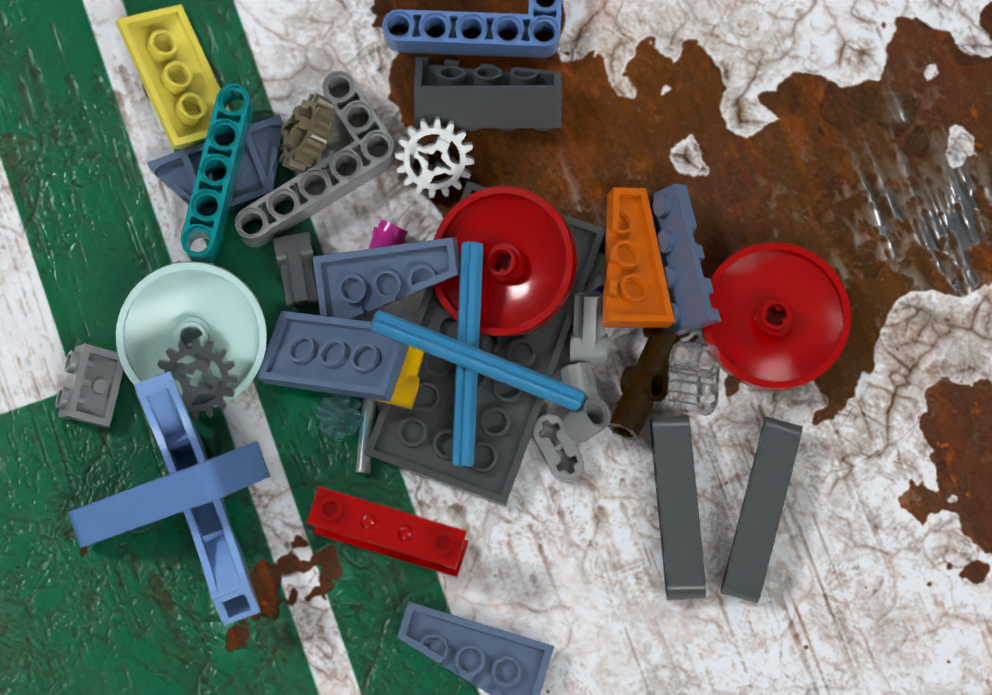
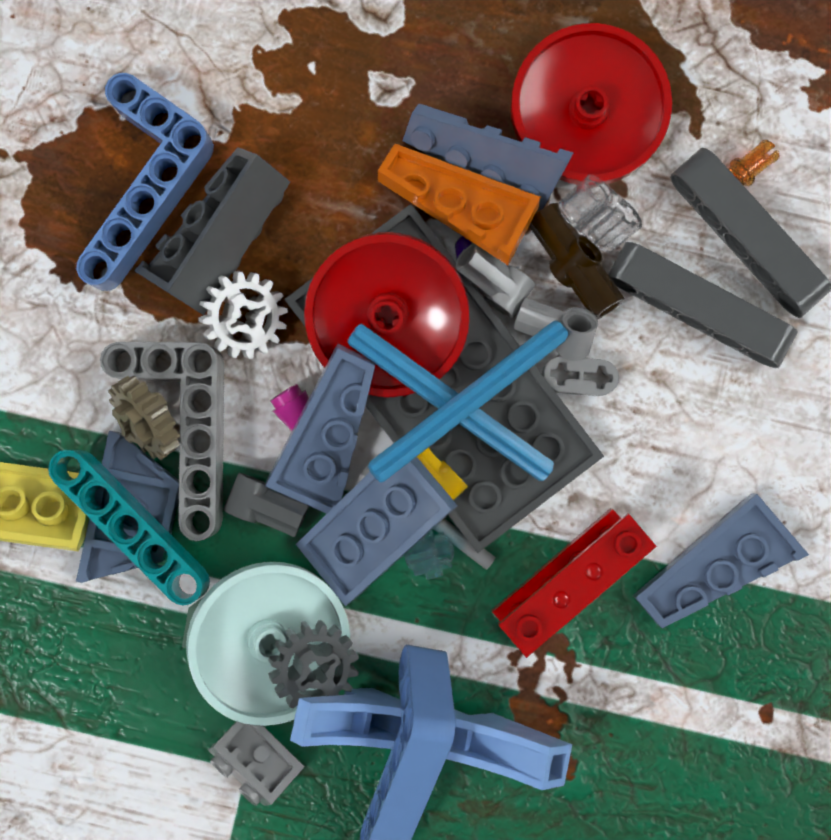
camera: 60 degrees left, 10 degrees up
(817, 475) = (753, 162): none -> clear orange pin

